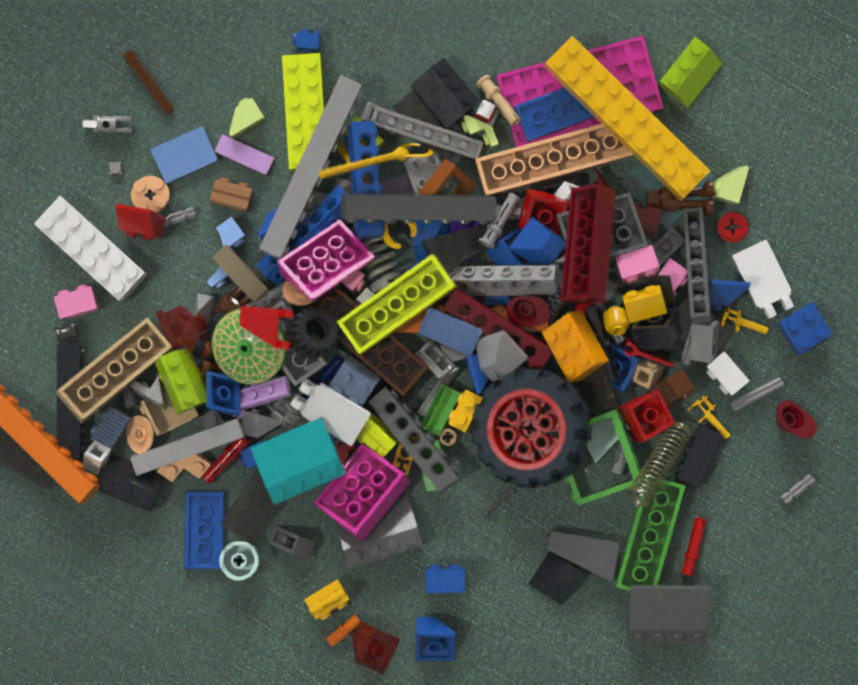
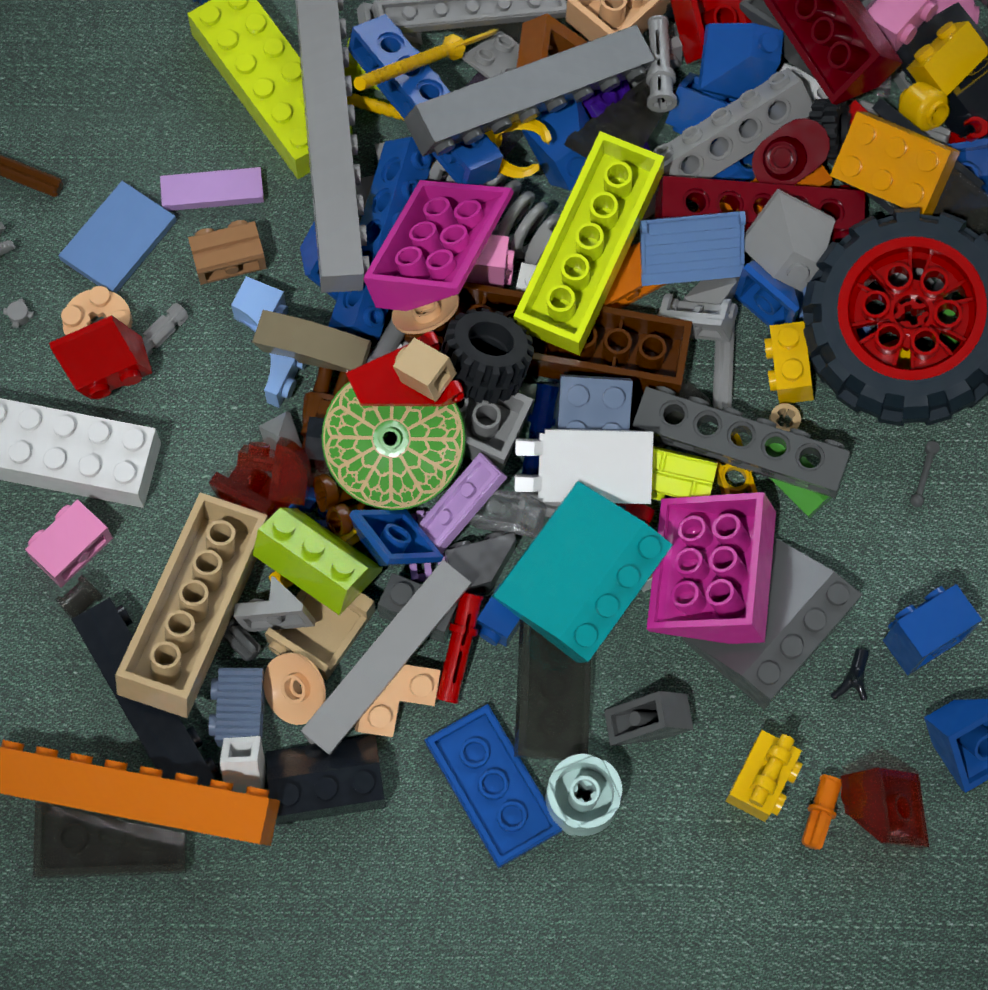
camera: 35 degrees left, 15 degrees down
(245, 117) = (184, 131): yellowish green slope -> none
(274, 329) = (424, 369): none -> tan brick
(399, 579) = (855, 677): none -> black bar
(440, 409) = (748, 377): bright green piece -> none

